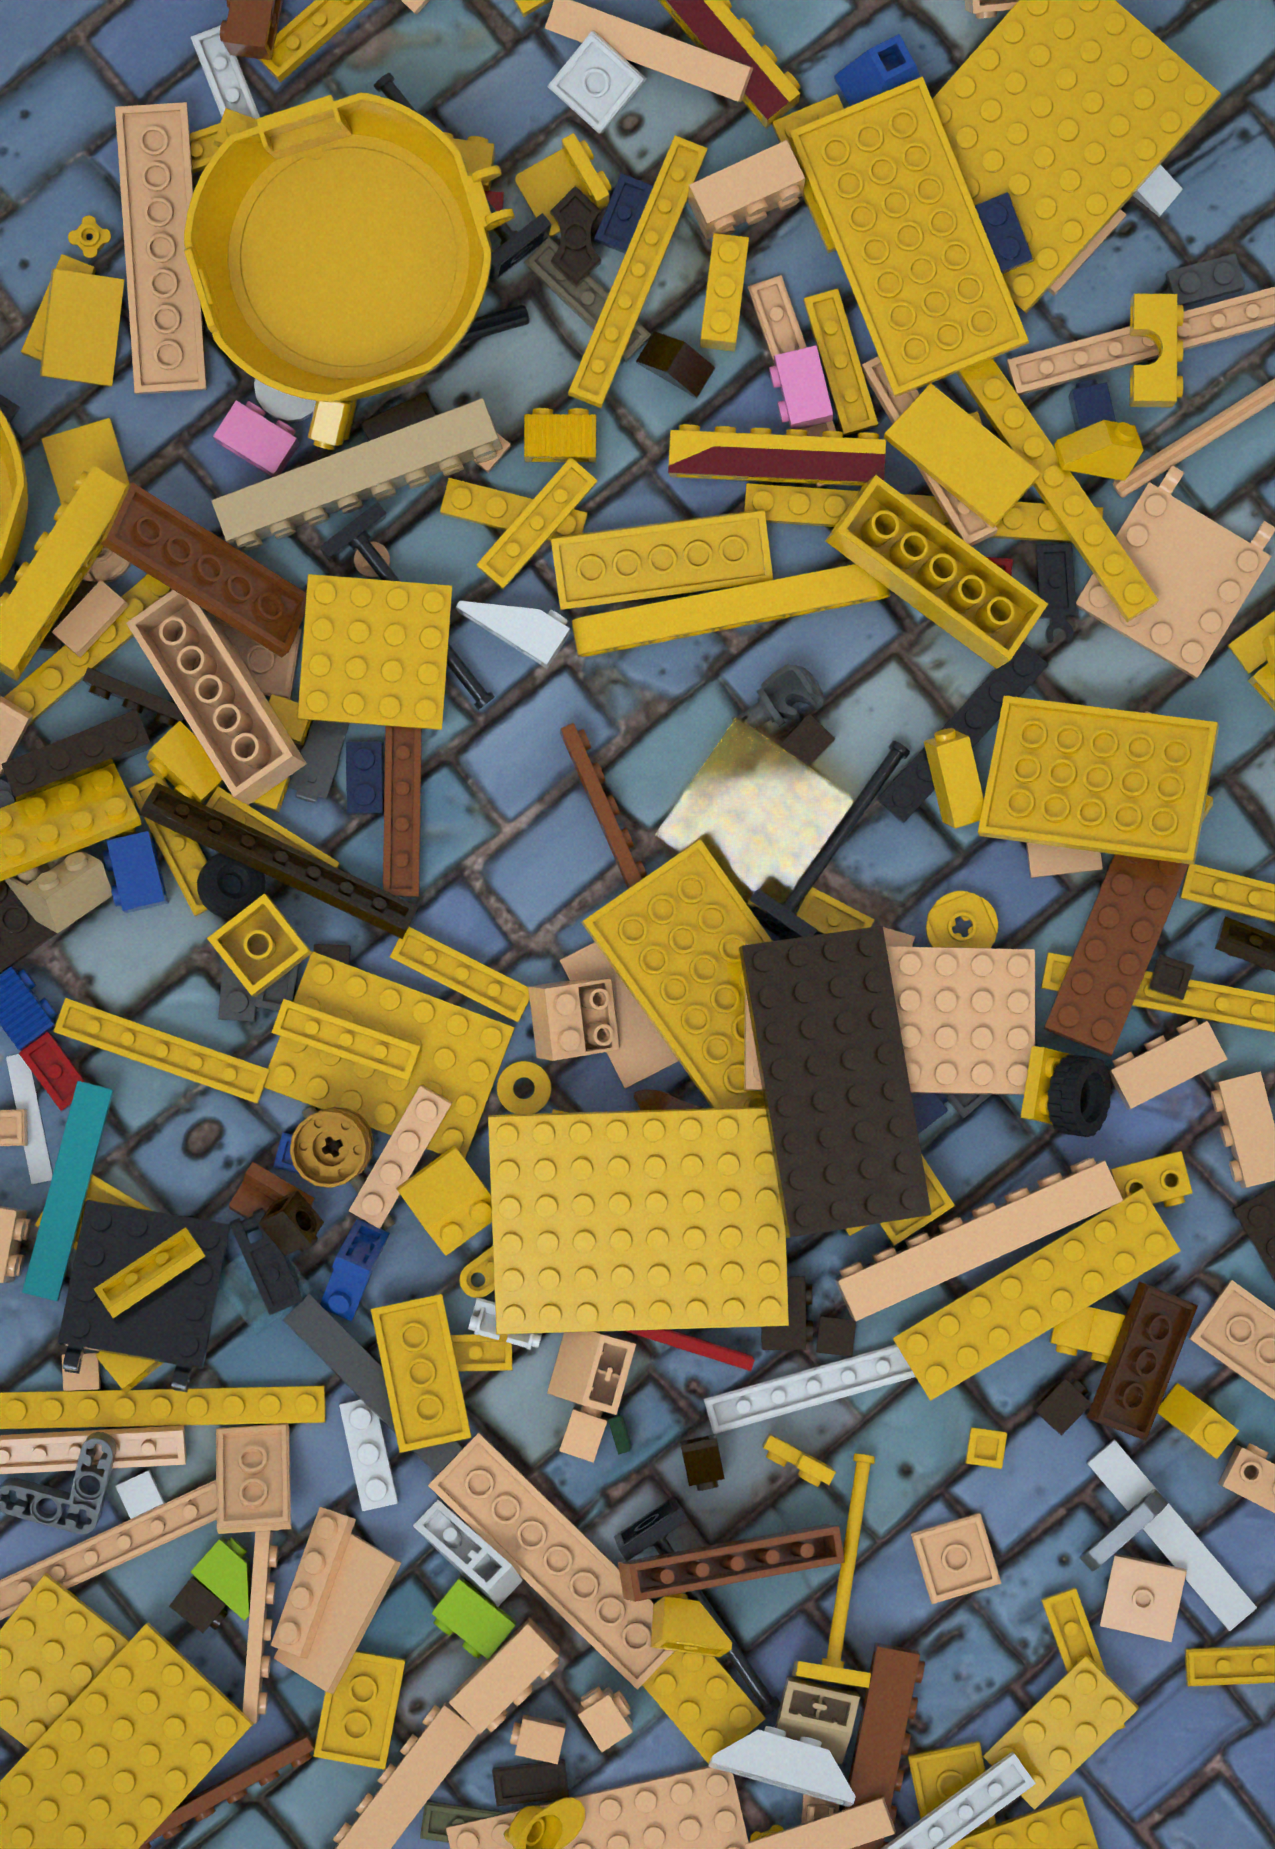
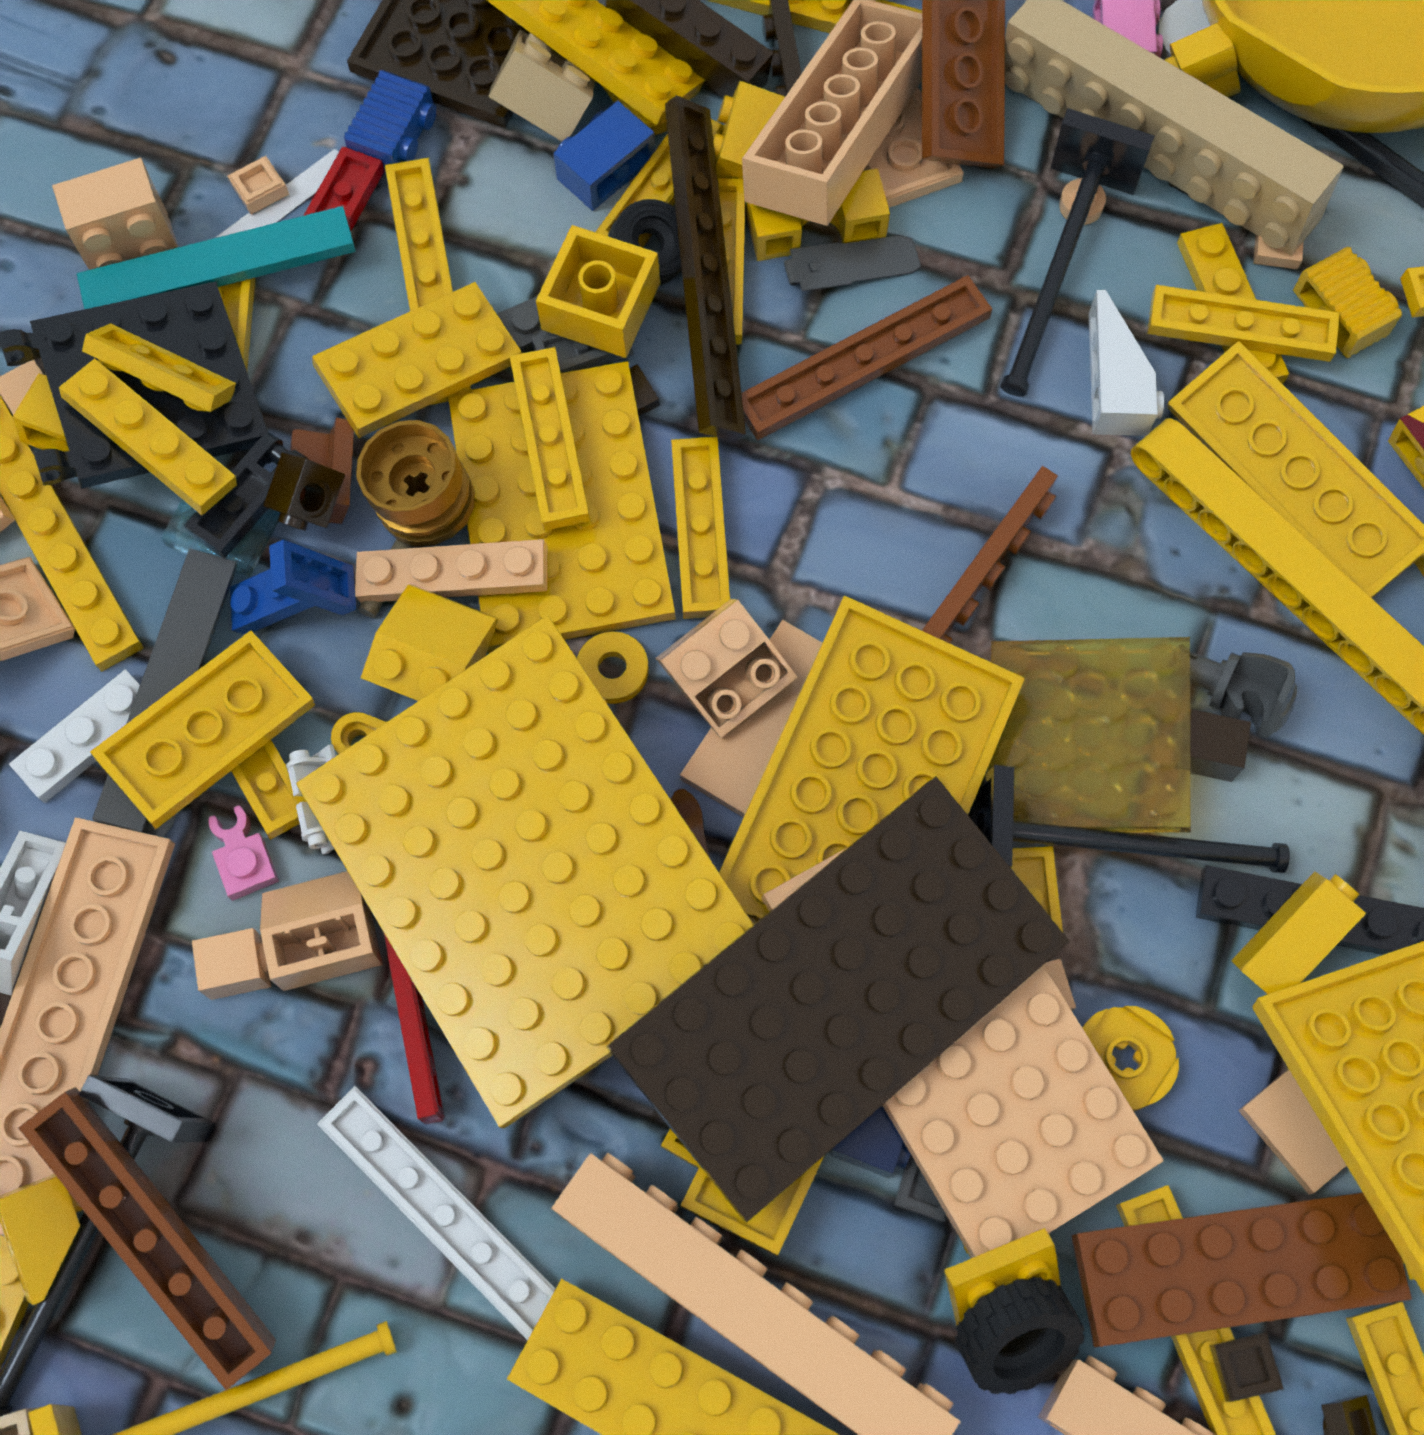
camera: 60 degrees right, 15 degrees down
(198, 1306) = (148, 436): none -> yellow plate
(230, 1094) = (416, 359): none -> yellow plate
(364, 777) = (848, 314): dark blue plate -> none
(374, 652) = (991, 237): yellow plate -> none
(516, 1395) = (243, 860): none -> bright pink plate
(620, 1434) = (255, 1006): dark green tile -> none
(702, 1462) = (271, 1125): dark brown slope -> none
(799, 1329) = (506, 1149): dark brown brick -> none
(810, 1468) = (334, 1265): yellow plate -> none
(835, 1336) = (525, 1206): dark brown tile -> none

